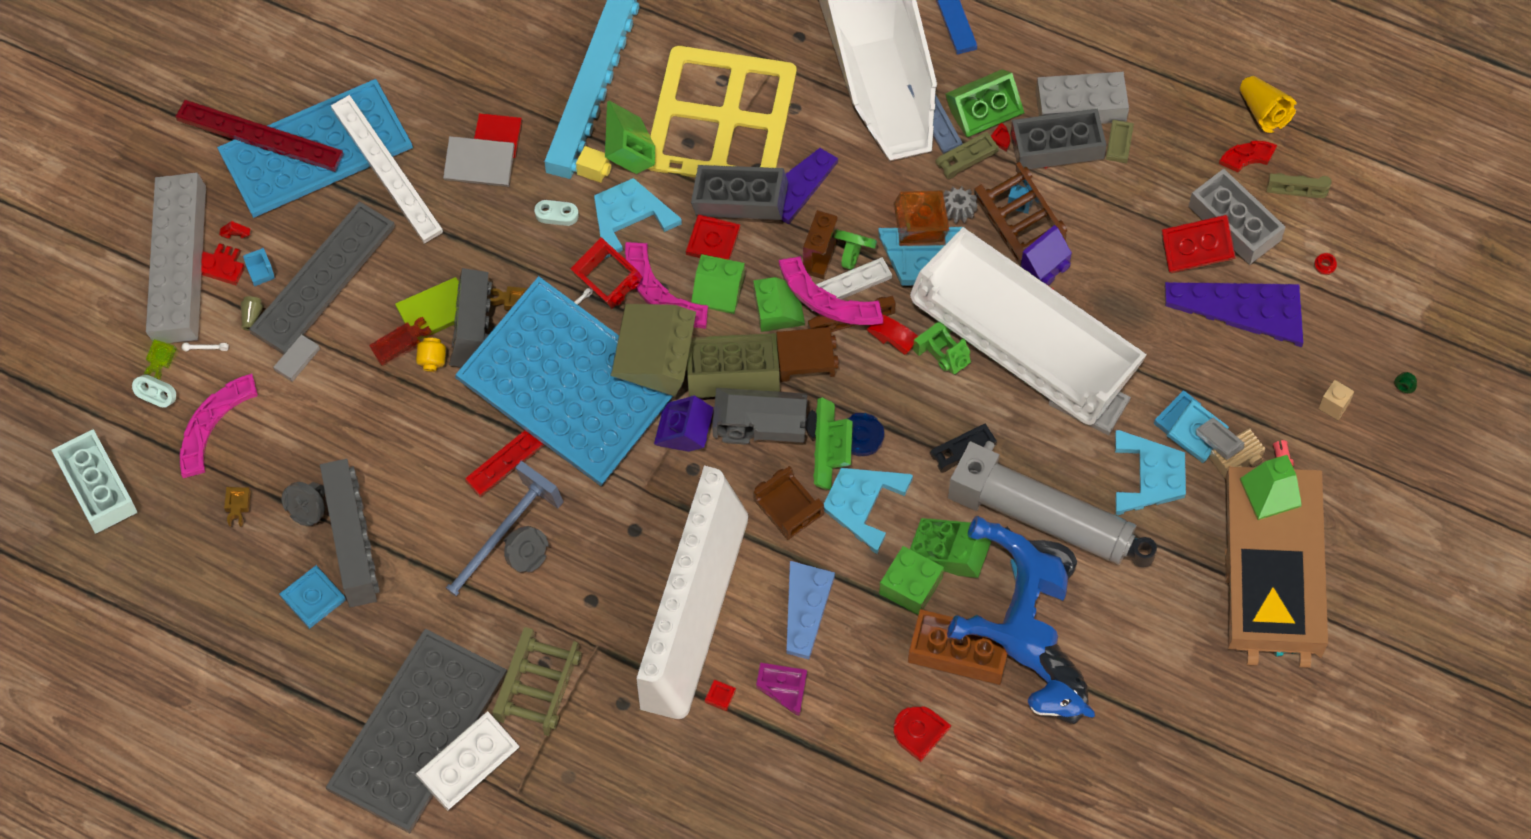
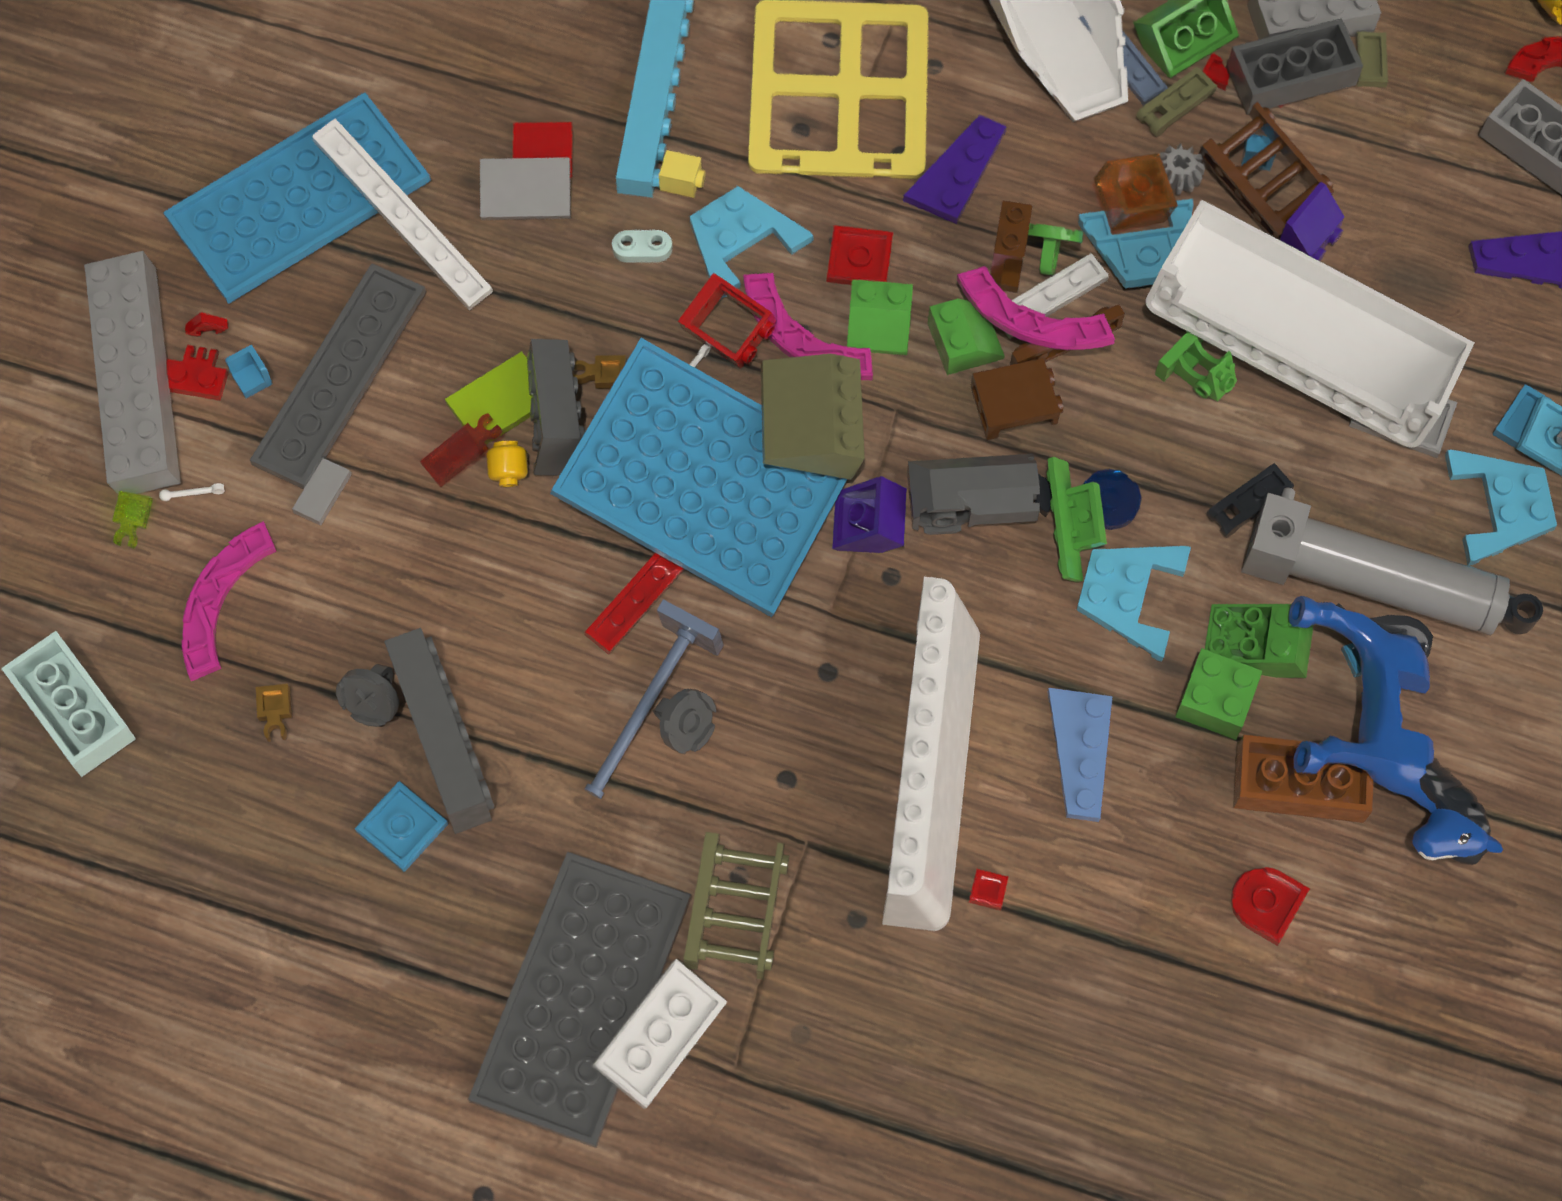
camera: 10 degrees left, 5 degrees up
(155, 392) = (133, 564): light aqua plate -> none
(250, 311) = (247, 435): olive cone -> none
(259, 135) = (219, 188): dark red tile -> none
(628, 140) = (723, 135): bright green slope -> none
(732, 363) = (922, 424): olive slope -> none
(739, 192) = (887, 187): dark grey brick -> none
(783, 685) = (1073, 864): magenta wing -> none
(787, 503) = (1029, 608): reddish brown panel -> none
(894, 333) = (1130, 355): red slope -> none
(1198, 244) = (1508, 184): red tile -> none

